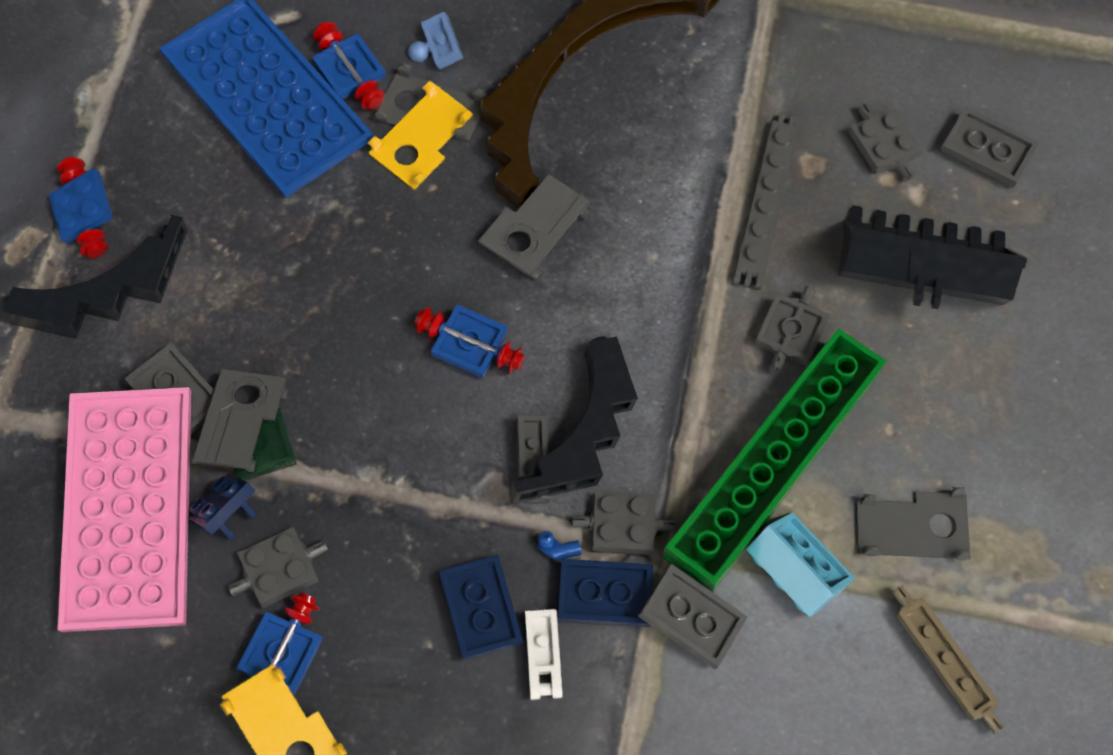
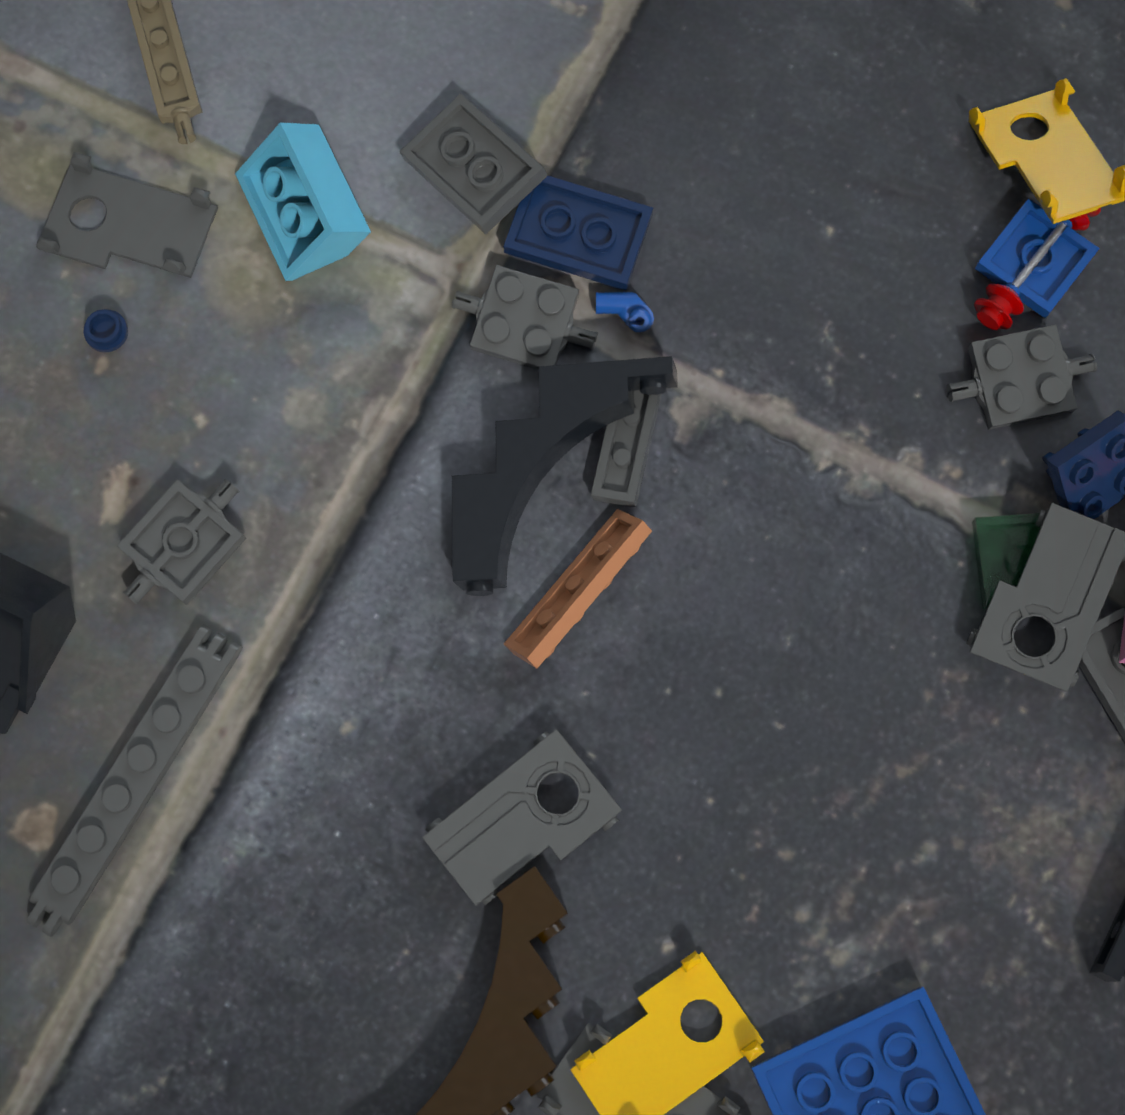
camera: 160 degrees left, 10 degrees up
(469, 341) = (675, 646): blue plate -> none
(481, 607) = (753, 252): dark blue plate -> none
(539, 360) = (577, 588): none -> nougat plate
(543, 653) = (683, 176): white plate -> none
(773, 460) = (279, 344): green brick -> none
(895, 447) = (105, 330): none -> dark blue plate

